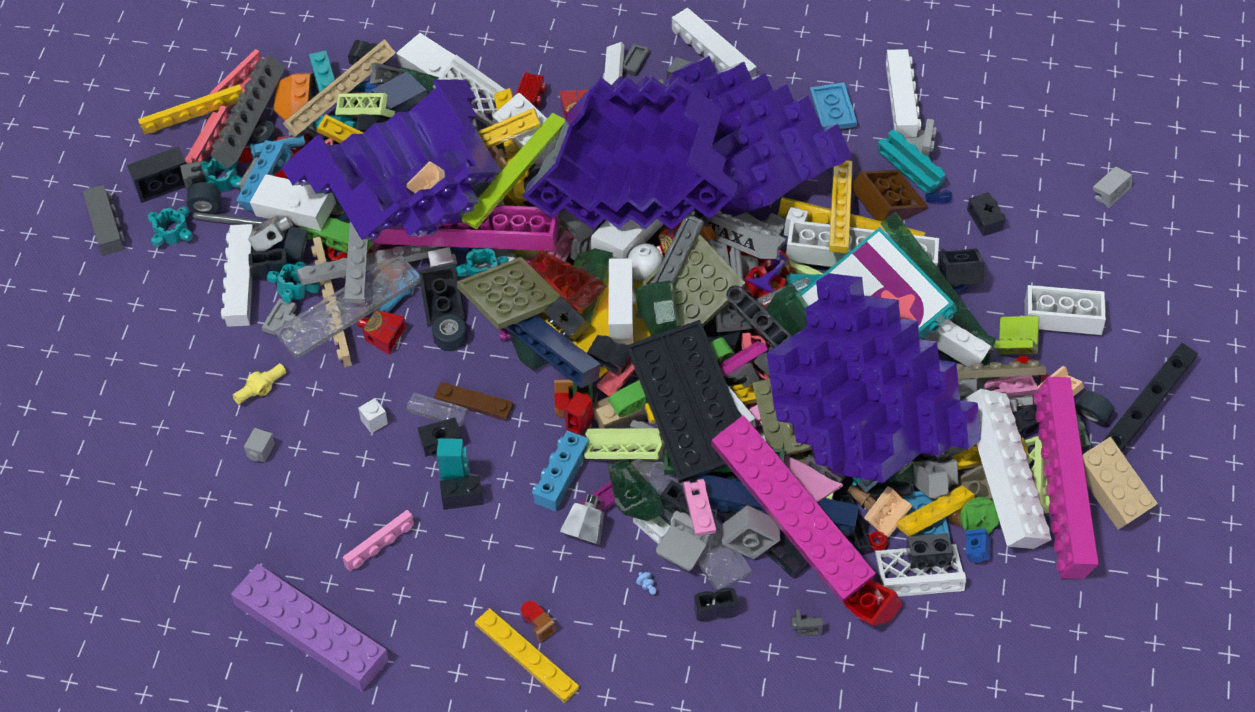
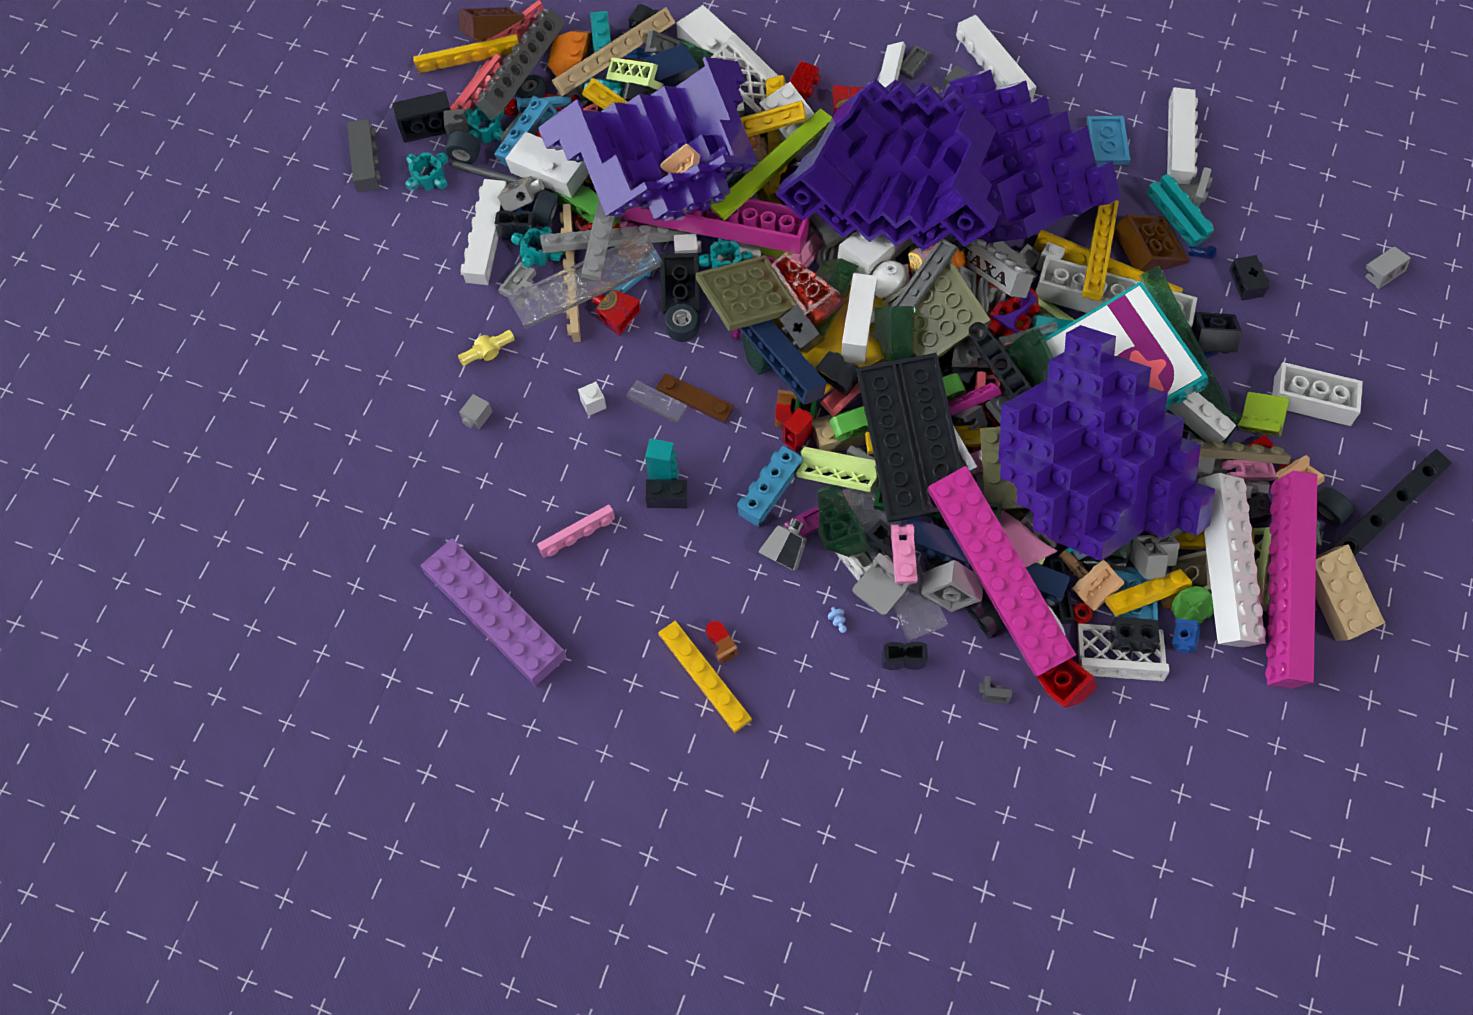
camera: 10 degrees right, 10 degrees up
(208, 76) = (487, 22): none -> reddish brown slope
(430, 433) = (646, 426): black brick -> none

